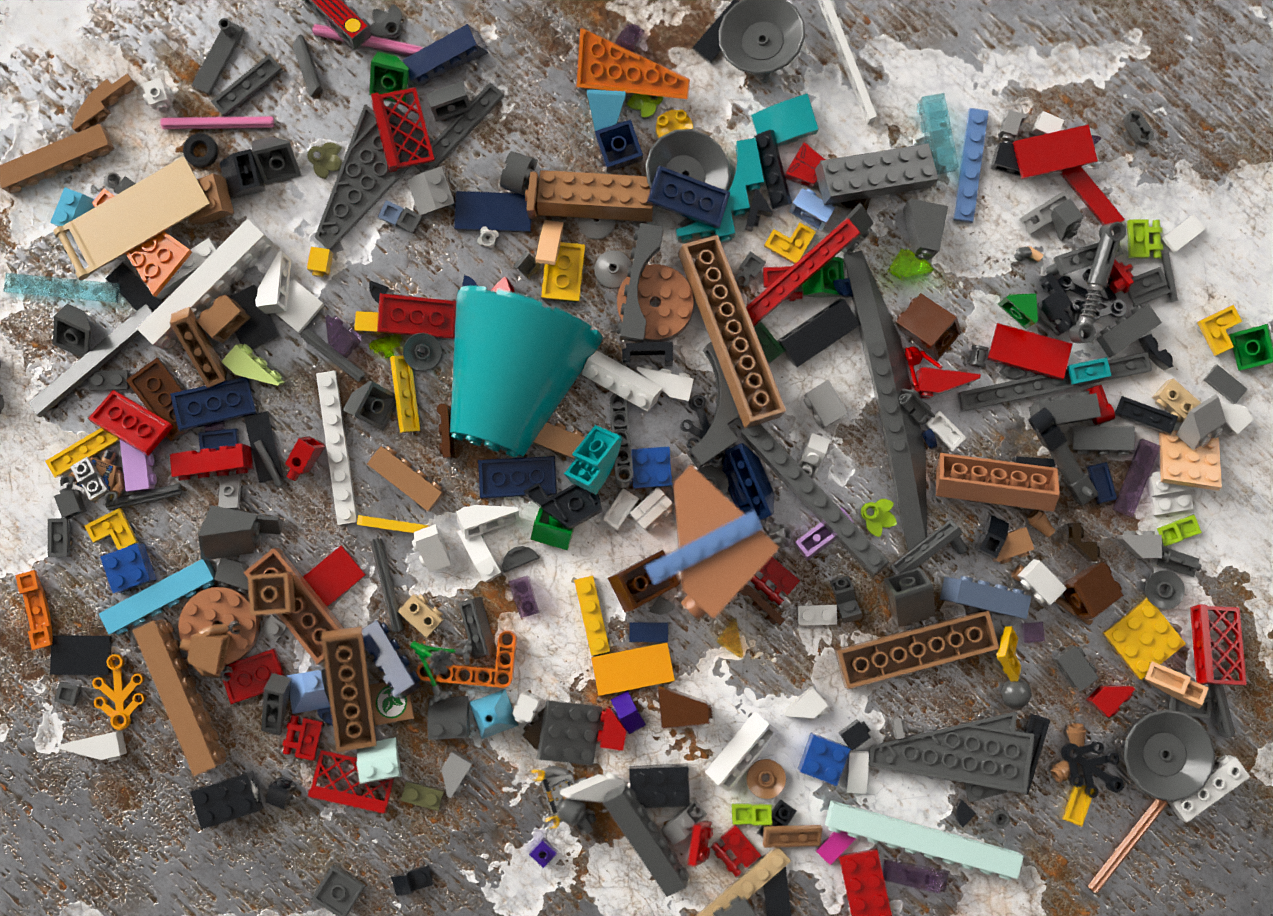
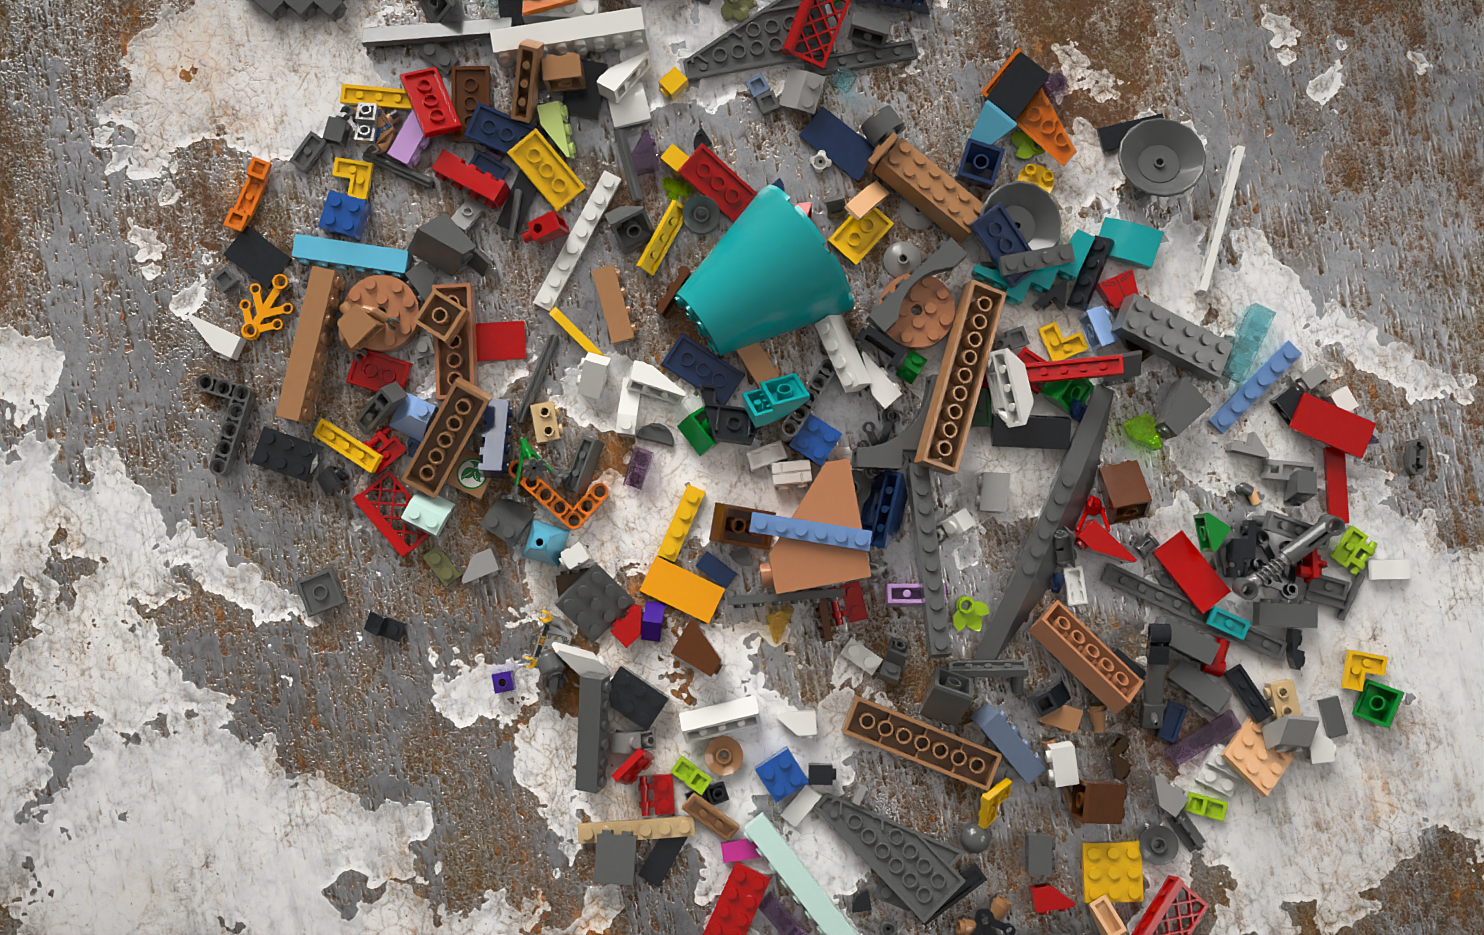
camera: 35 degrees right, 0 degrees up
(158, 807) = (230, 420): none -> dark grey beam
(268, 408) = (546, 170): none -> yellow tile
(271, 755) = (347, 445): none -> yellow plate
(457, 156) = (844, 79): none -> clear light blue plate
(604, 60) = (1018, 86): none -> black tile
(685, 350) = (911, 367): none -> green bracket
(702, 630) = (793, 597): none -> dark grey plate
(721, 190) = (1036, 259): none -> dark grey plate
(776, 310) = (1009, 387): none -> white wedge
(1005, 214) = (1253, 447): none -> light grey slope
(1033, 632) = (1026, 799): clear purple tile -> none

